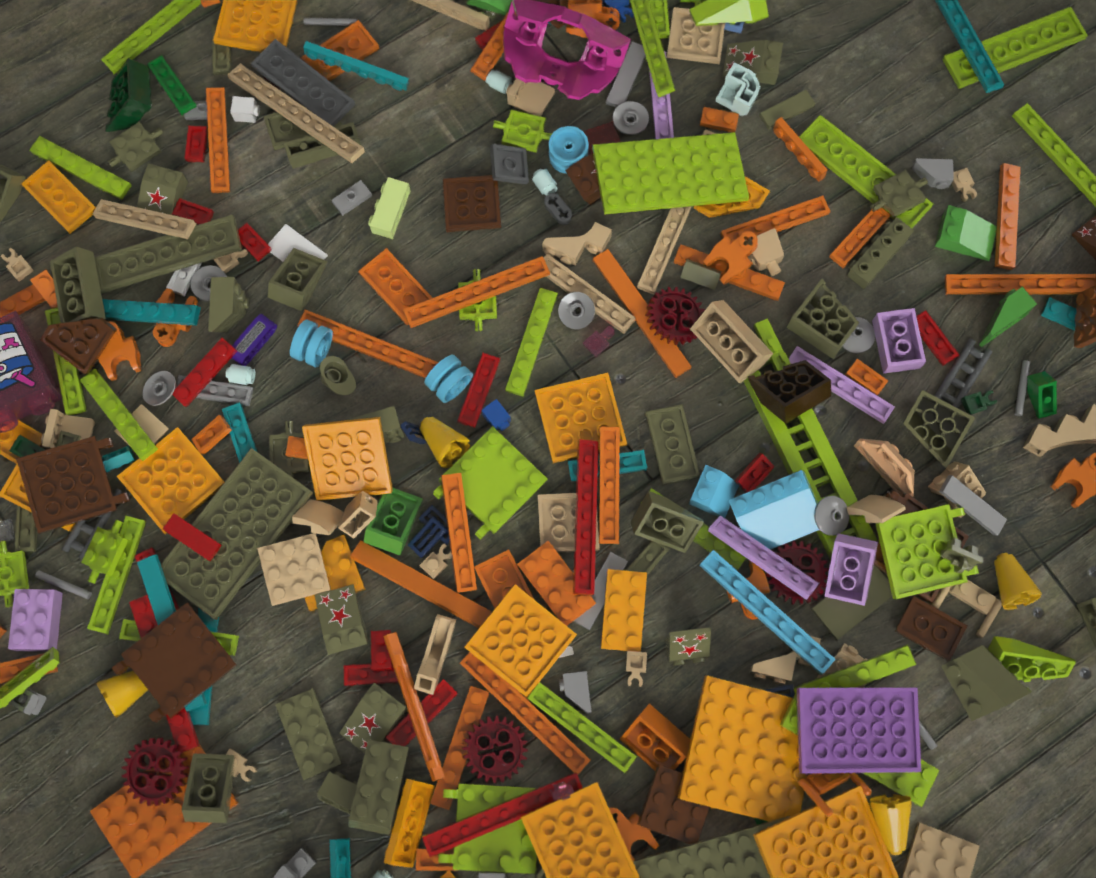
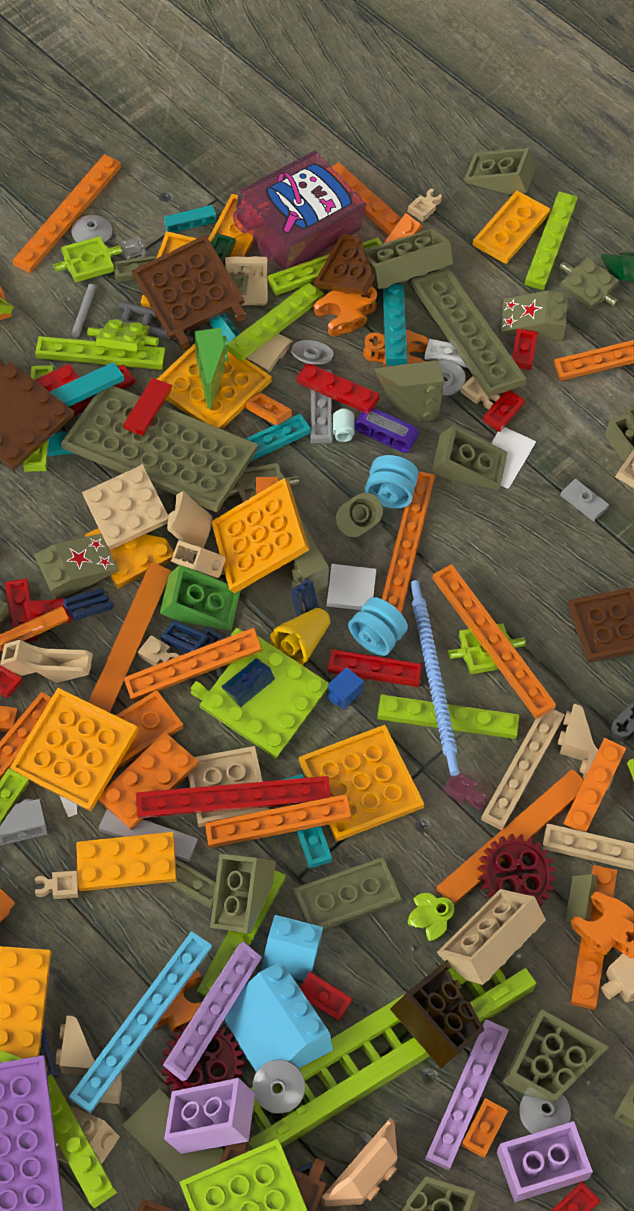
camera: 75 degrees right, 15 degrees down
(35, 620) = (41, 291): lavender brick -> none
(144, 219) = (502, 302): tan plate -> none
(154, 474) = (211, 360): none -> bright green slope
(196, 143) = (607, 336): red plate -> none
(376, 601) = (85, 601): none -> dark blue tile
(389, 208) = (580, 538): yellowish green brick -> none
(393, 283) = (489, 557): orange plate -> none
(402, 394) = (350, 586): none -> white tile
(427, 344) = (435, 680): none -> light blue hose
(482, 490) = (248, 682): none -> slope
(568, 313) = (497, 757): light grey dish -> none
(614, 243) = (594, 785): none -> orange plate
(688, 646) = (88, 934): olive slope -> none
(697, 388) = (428, 917): none -> lime plate
(876, 508) = (296, 1140): tan slope -> none

